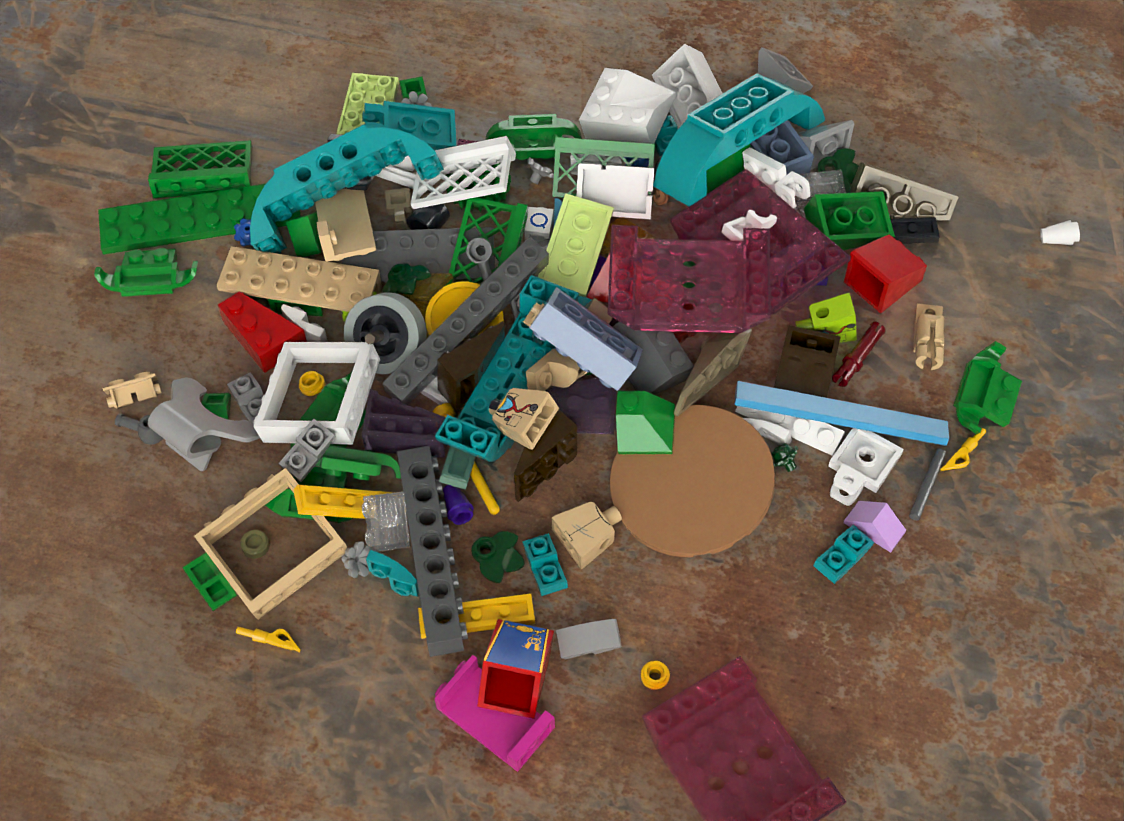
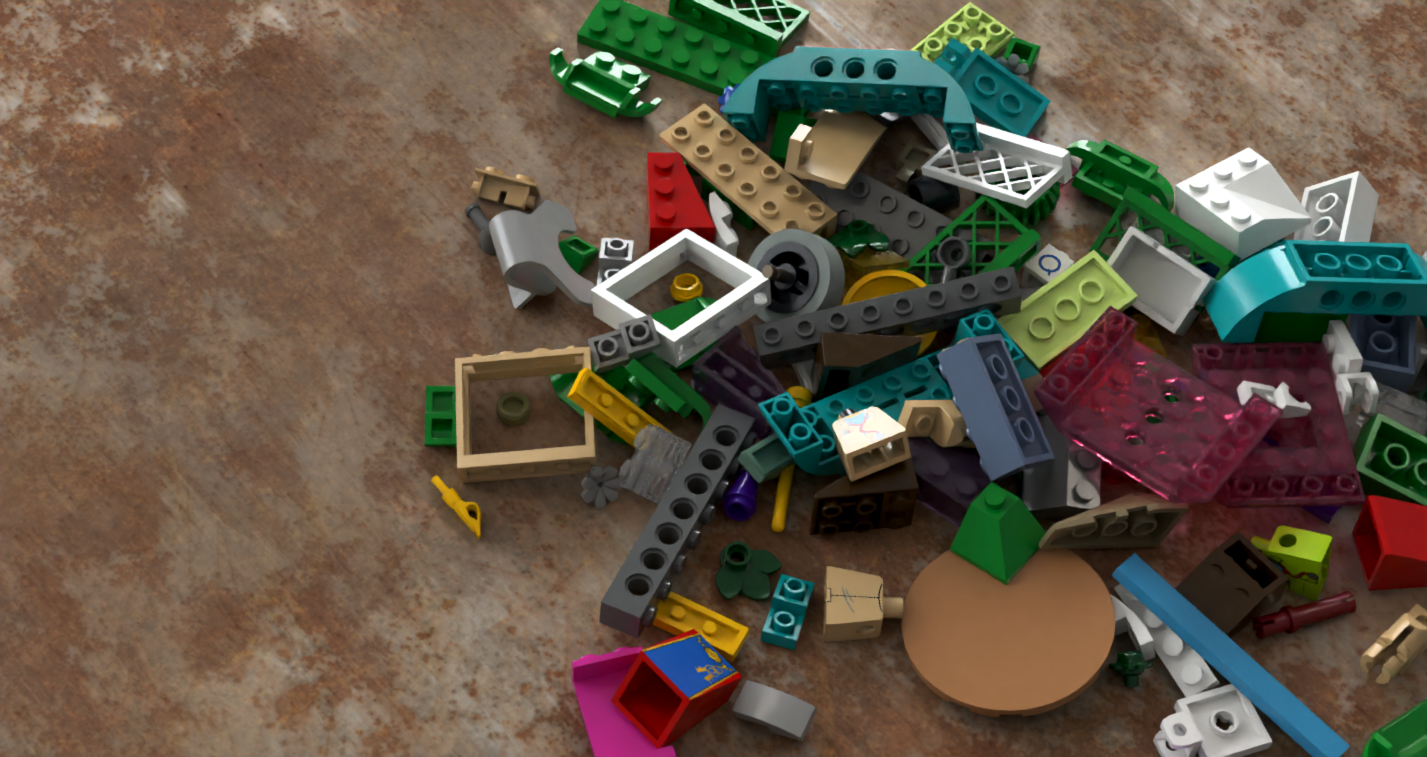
camera: 30 degrees right, 5 degrees down
(400, 578) = (622, 511): teal slope -> none
(539, 172) = (1092, 216): light grey plant -> none

